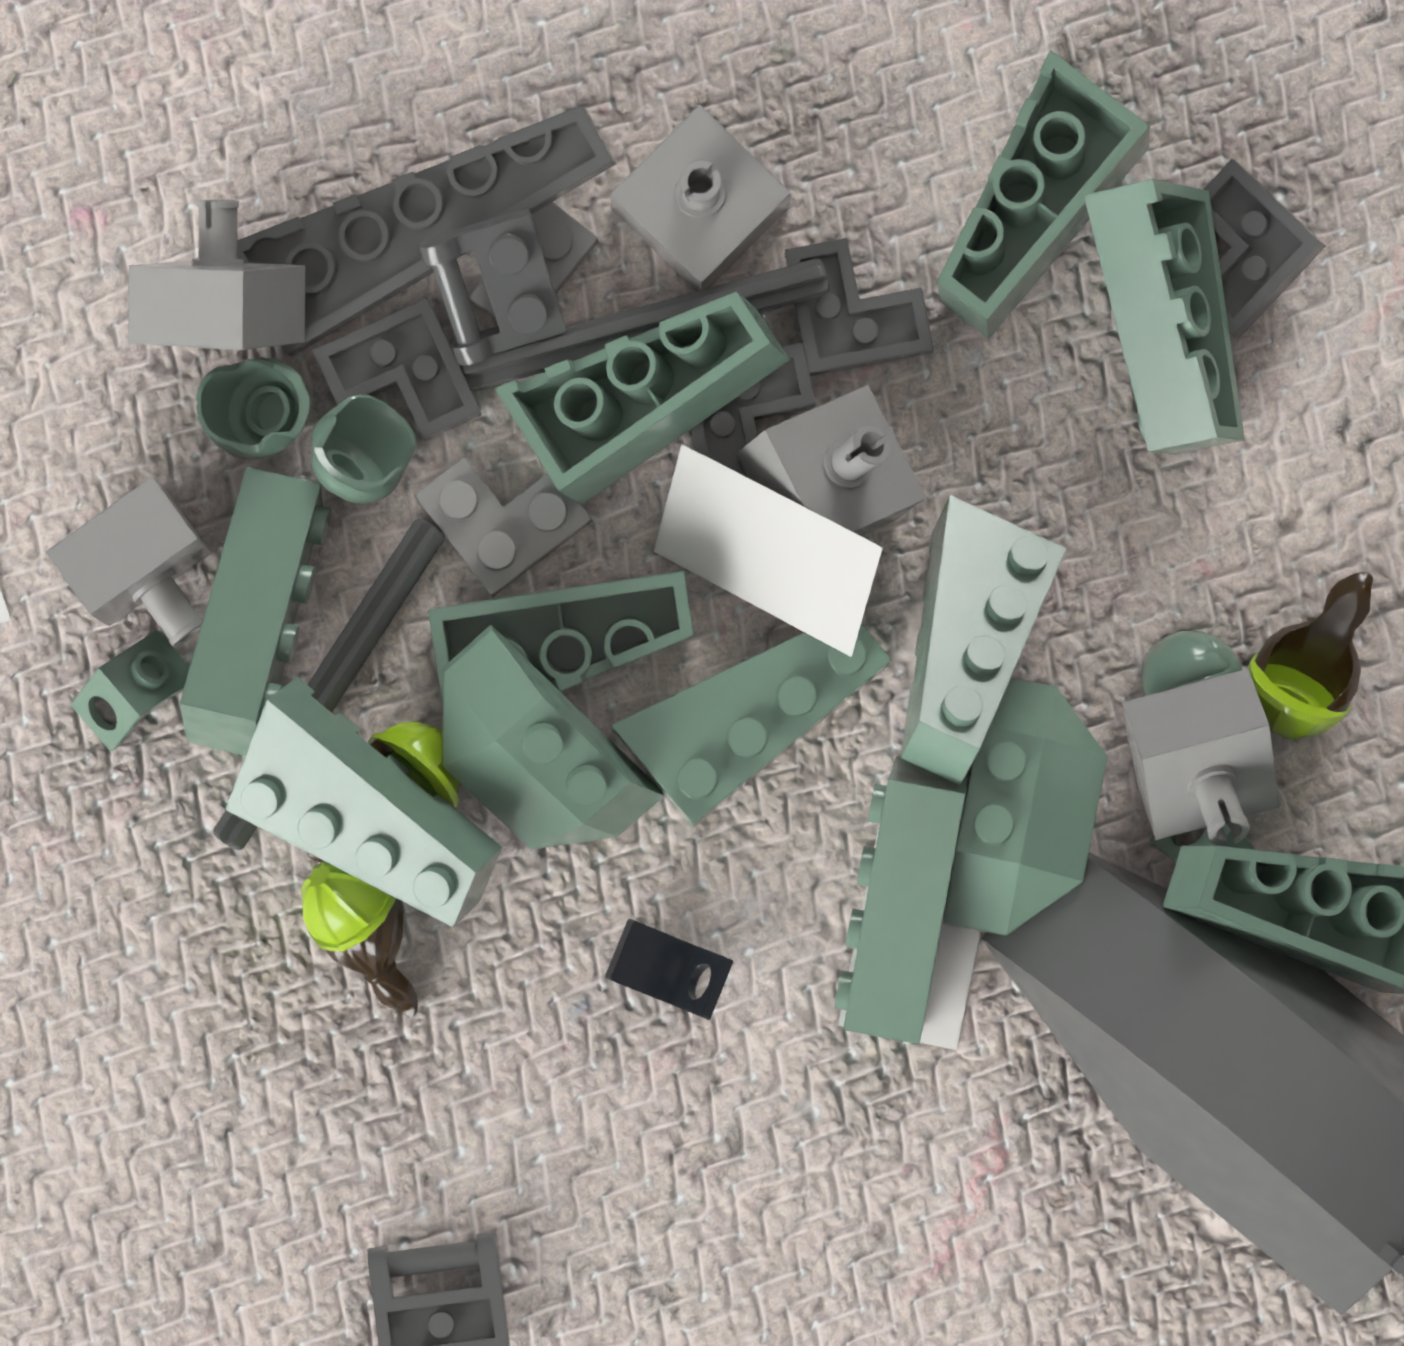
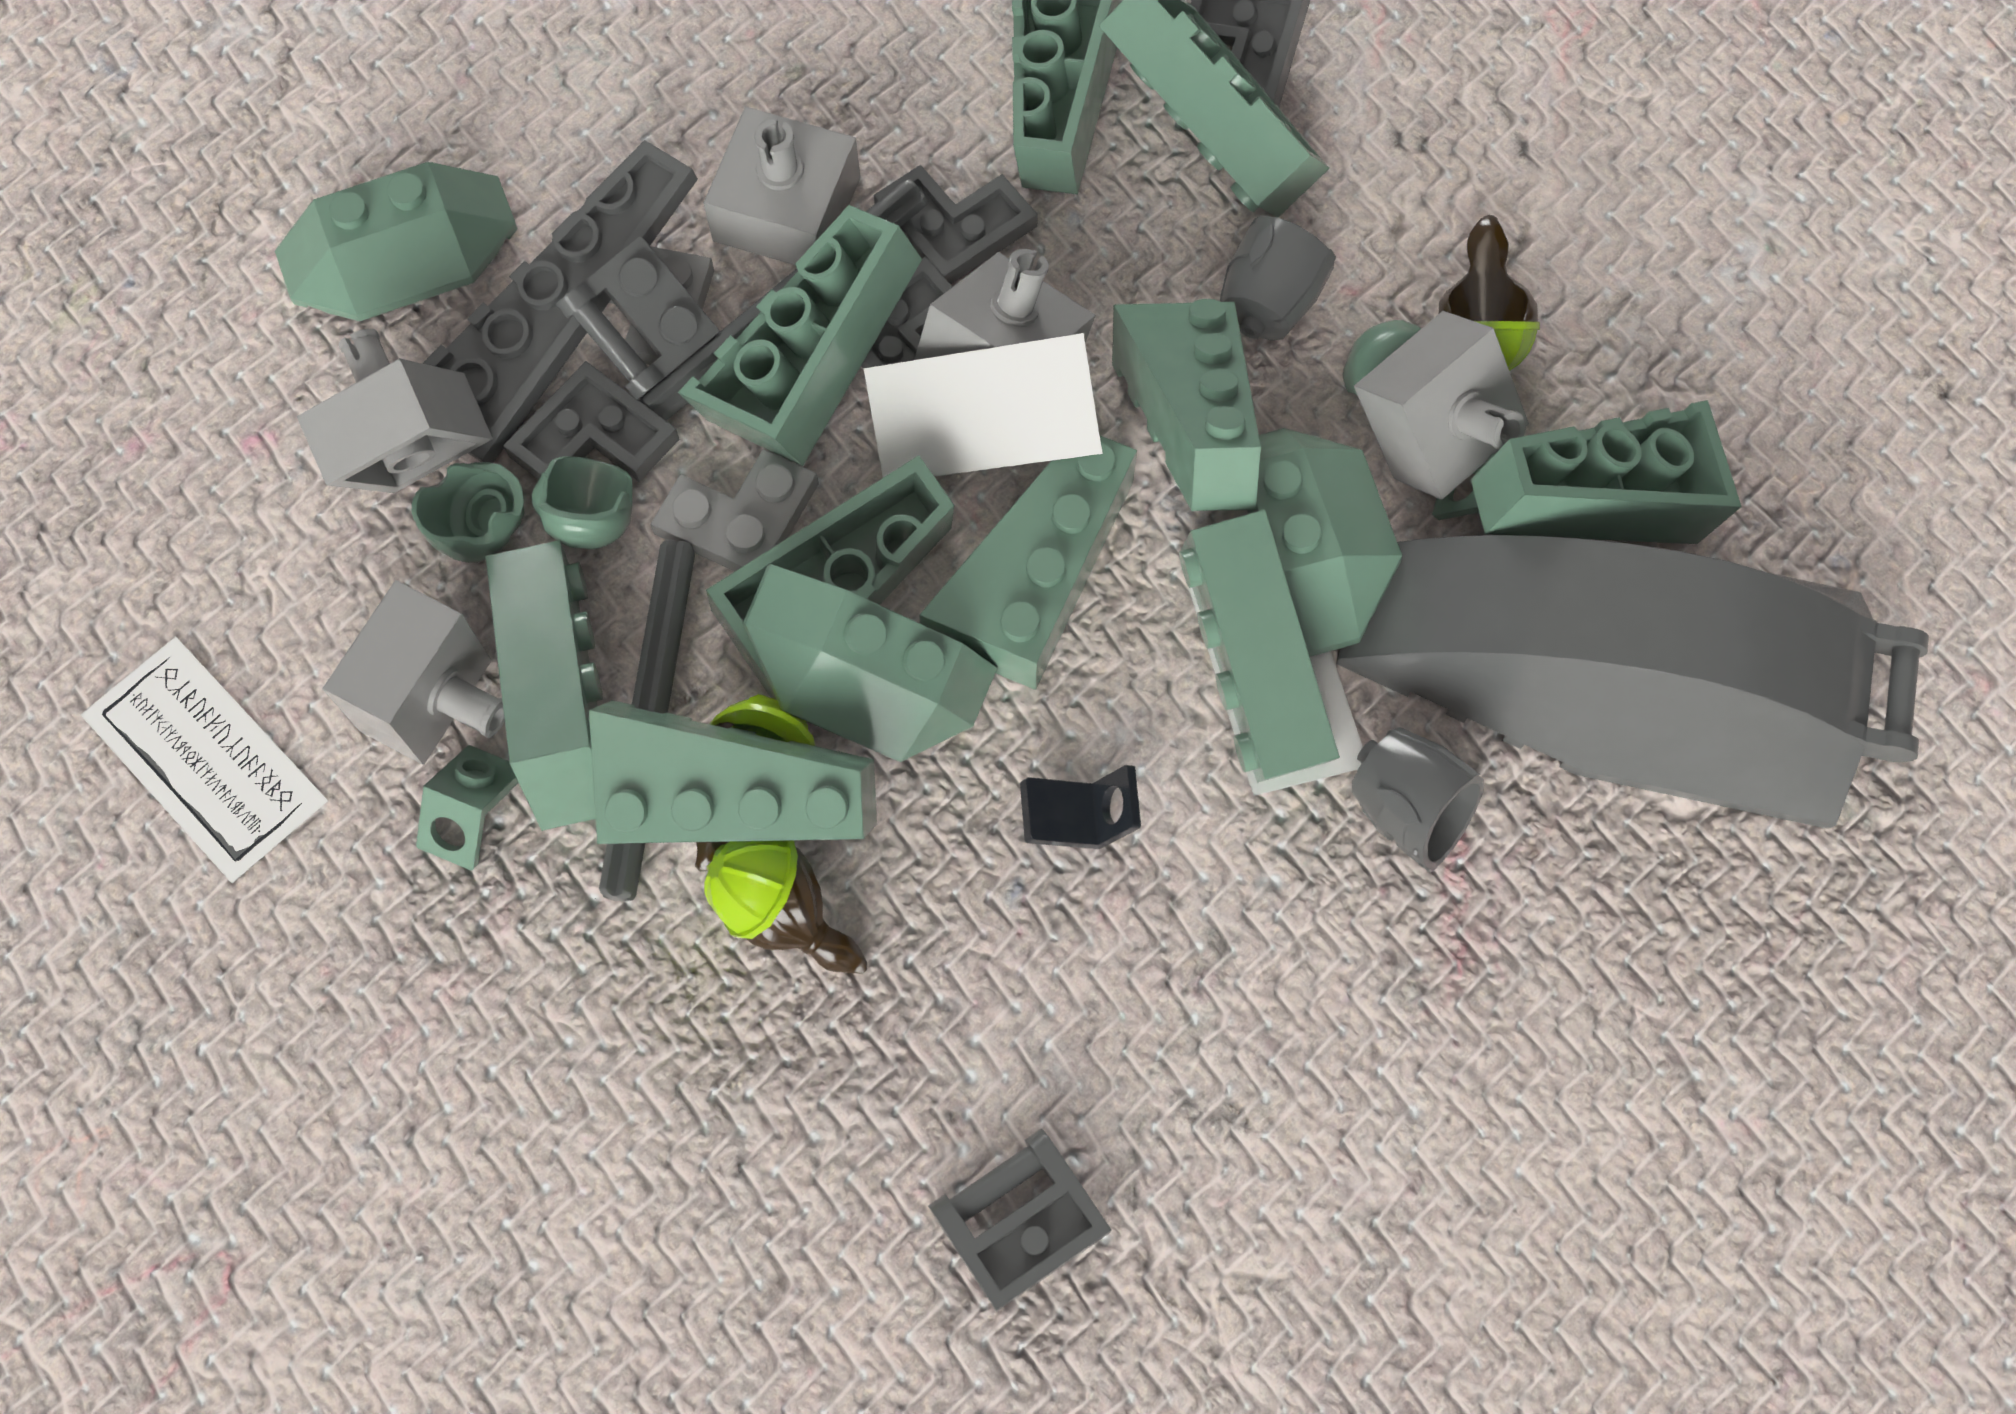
camera: 25 degrees left, 15 degrees down
(303, 76) = (395, 240): none -> sand green wedge
(973, 1107) = (1417, 794): none -> dark grey helmet
(1119, 538) = (1275, 277): none -> dark grey helmet

